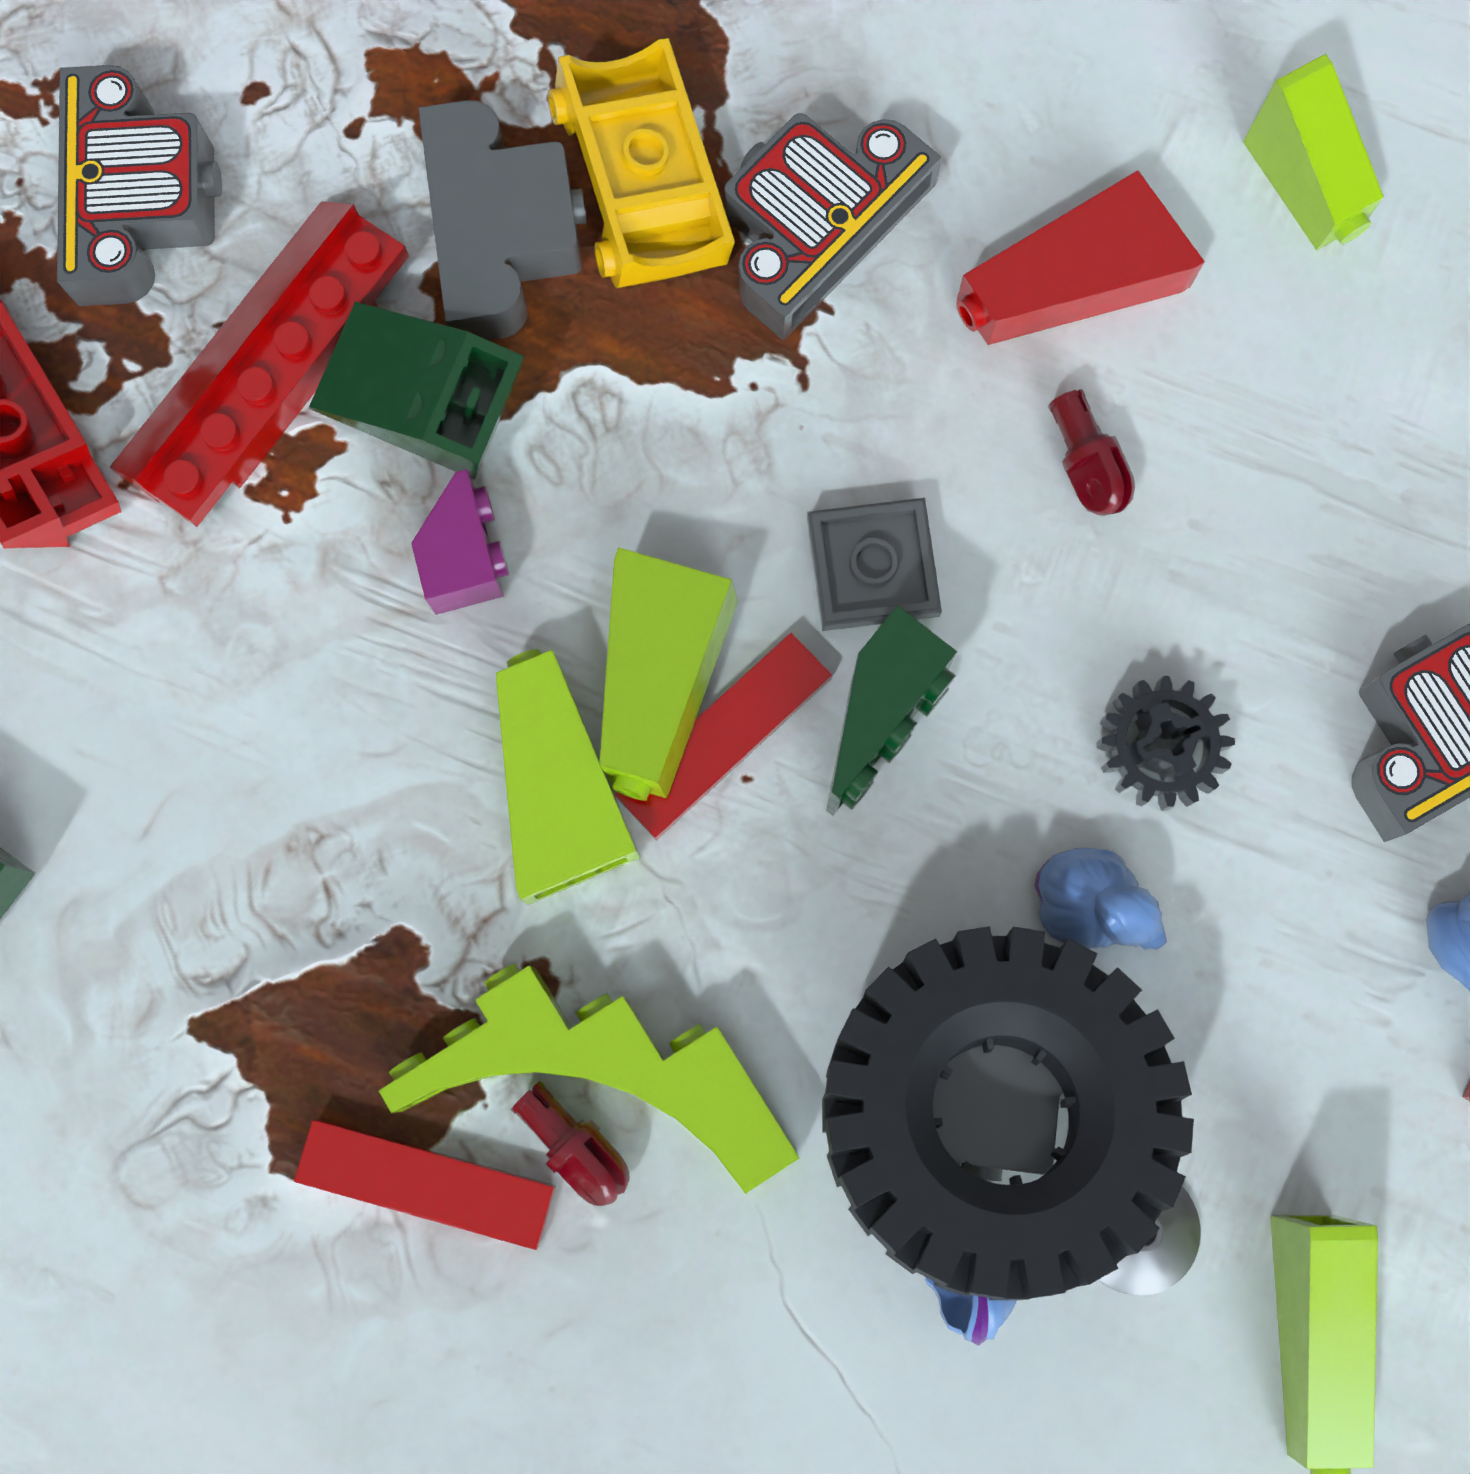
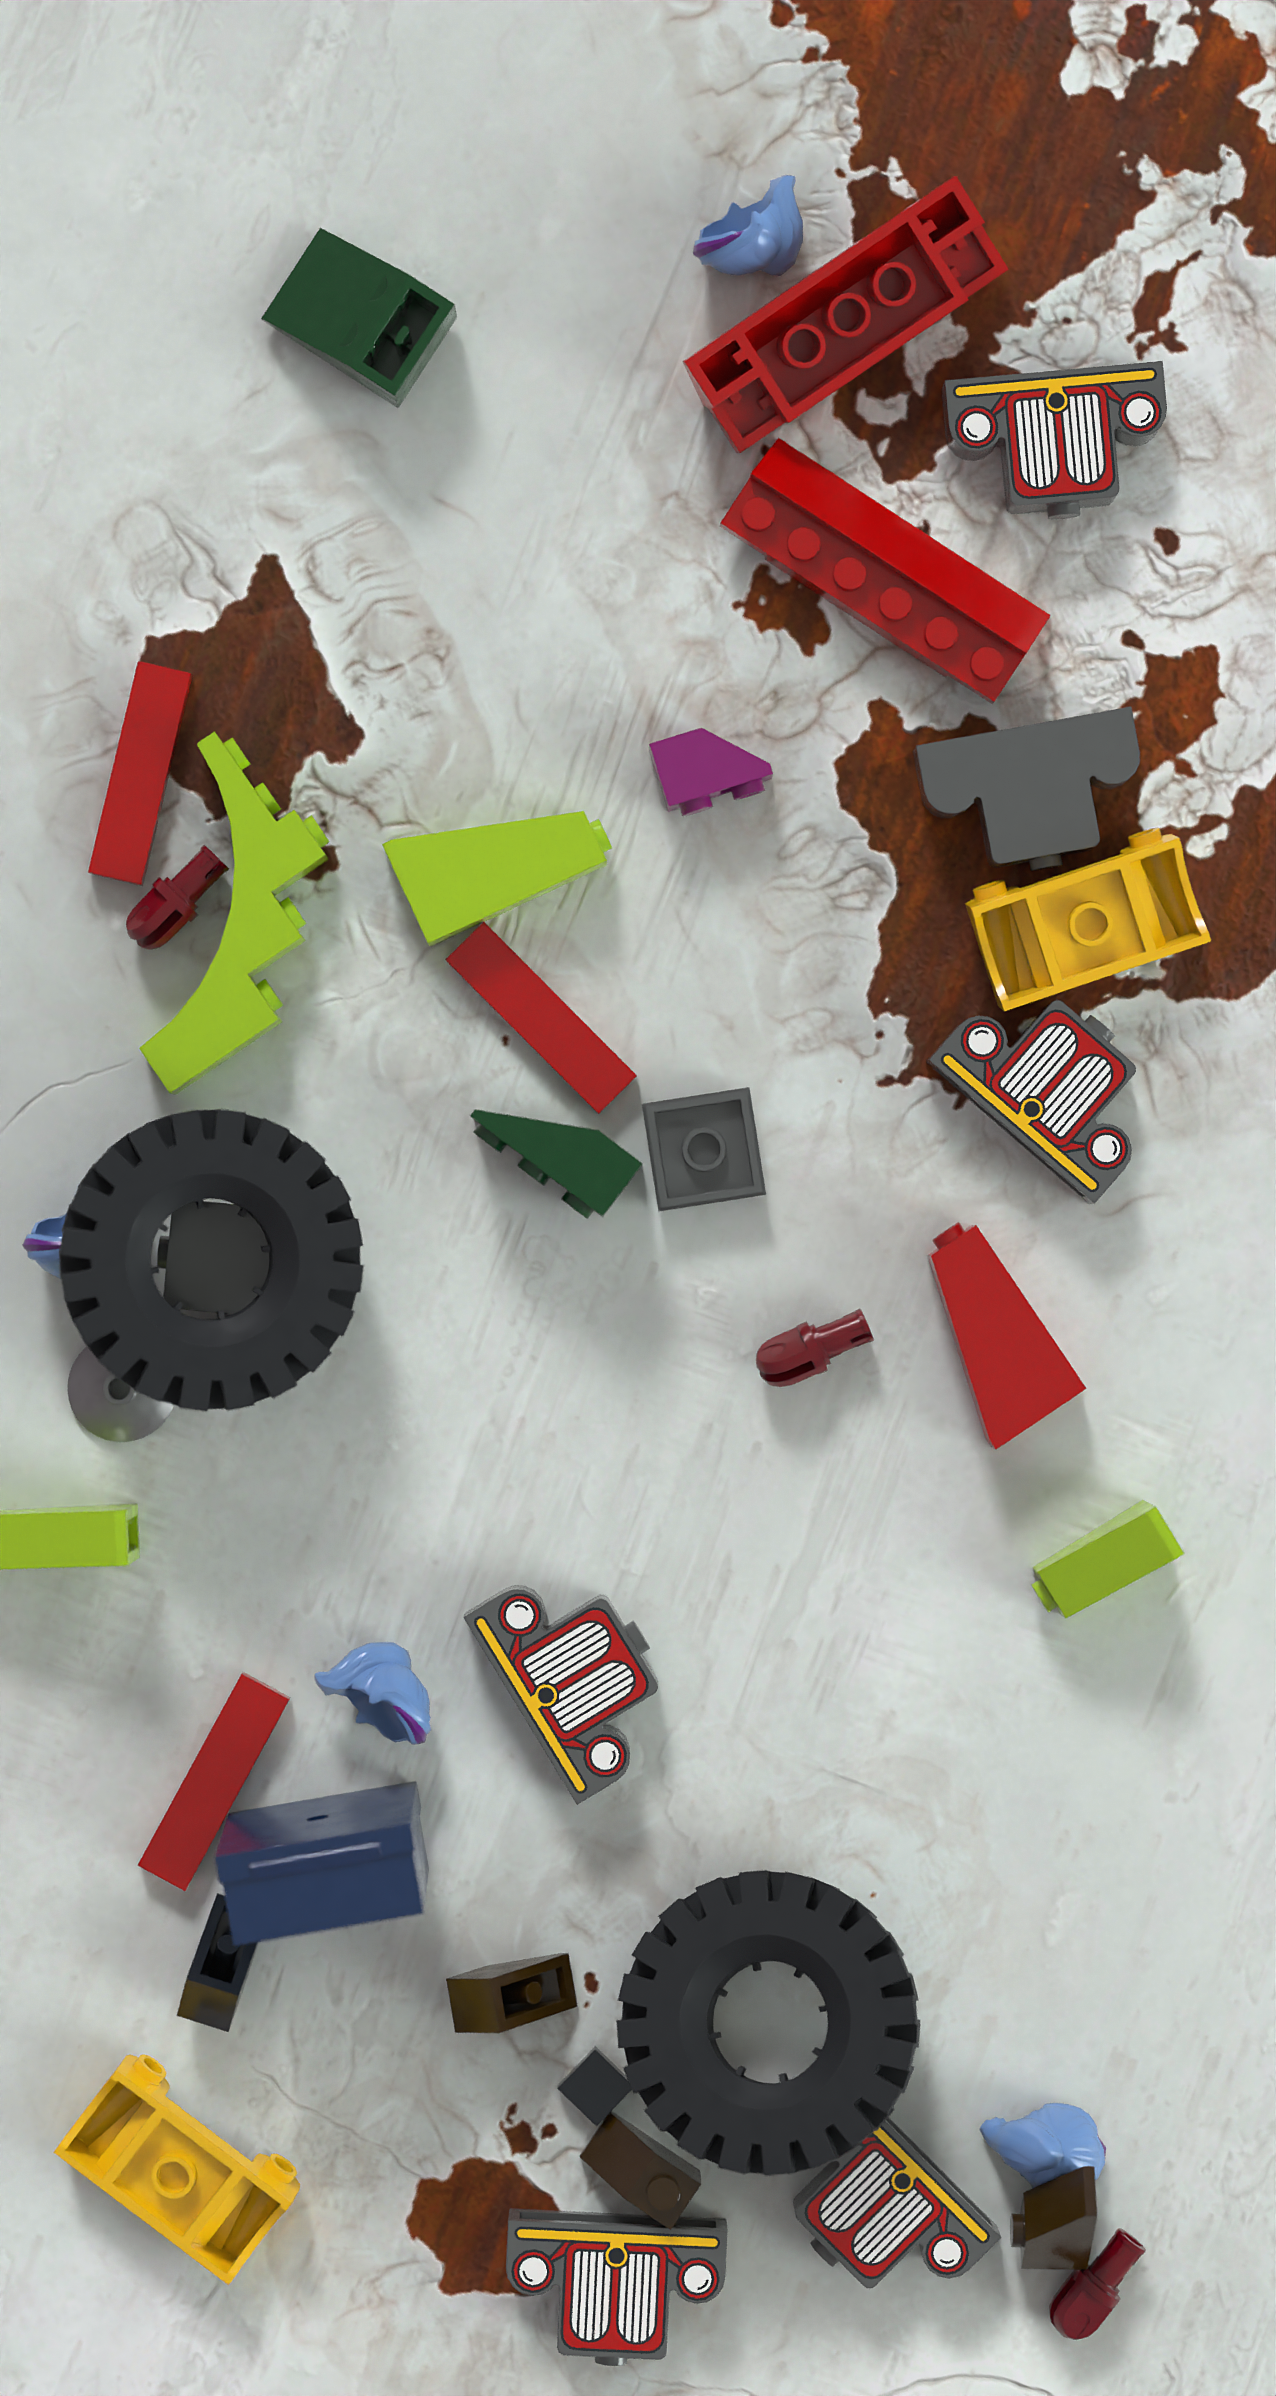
camera: 85 degrees right, 10 degrees up
(418, 385) = (853, 722): dark green slope -> none
(659, 663) = (597, 956): lime slope -> none
(1097, 901) = (400, 1351): medium blue hair -> none
(1173, 765) = (520, 1422): black gear -> none

